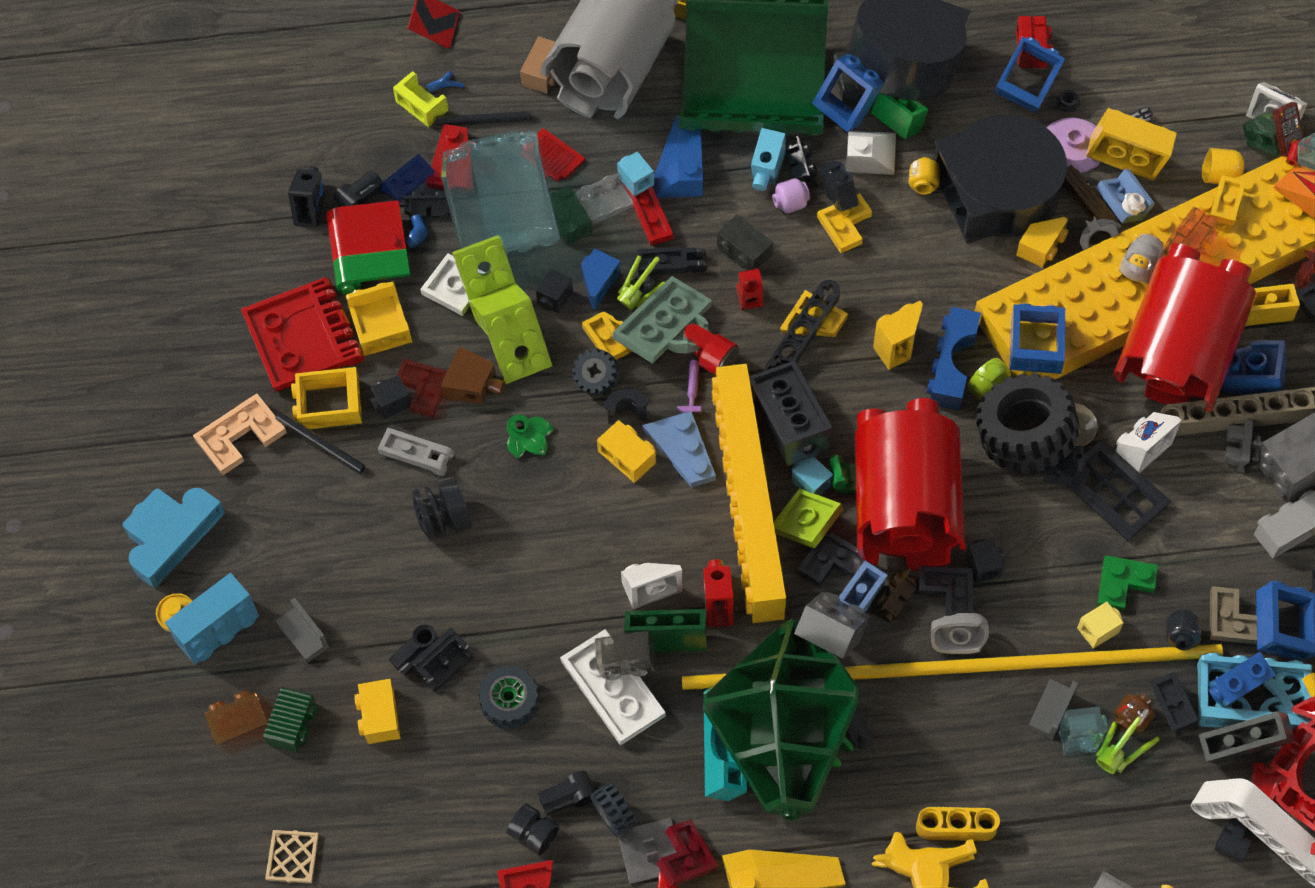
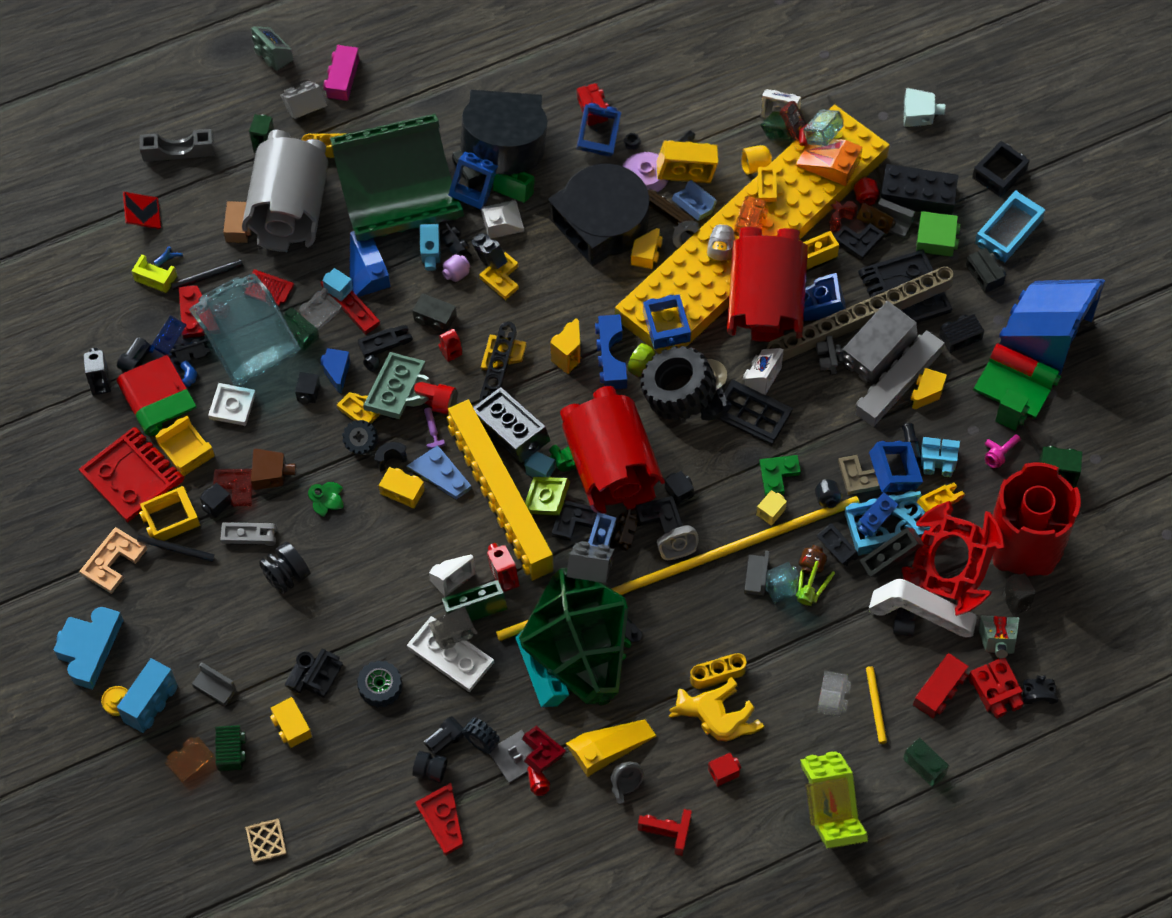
camera: 20 degrees left, 0 degrees up
(502, 309) = (276, 412): lime bracket -> none
(631, 295) = (365, 375): lime plant -> none
(924, 175) = (547, 226): yellow head -> none
(1133, 203) = (702, 204): white plate -> none

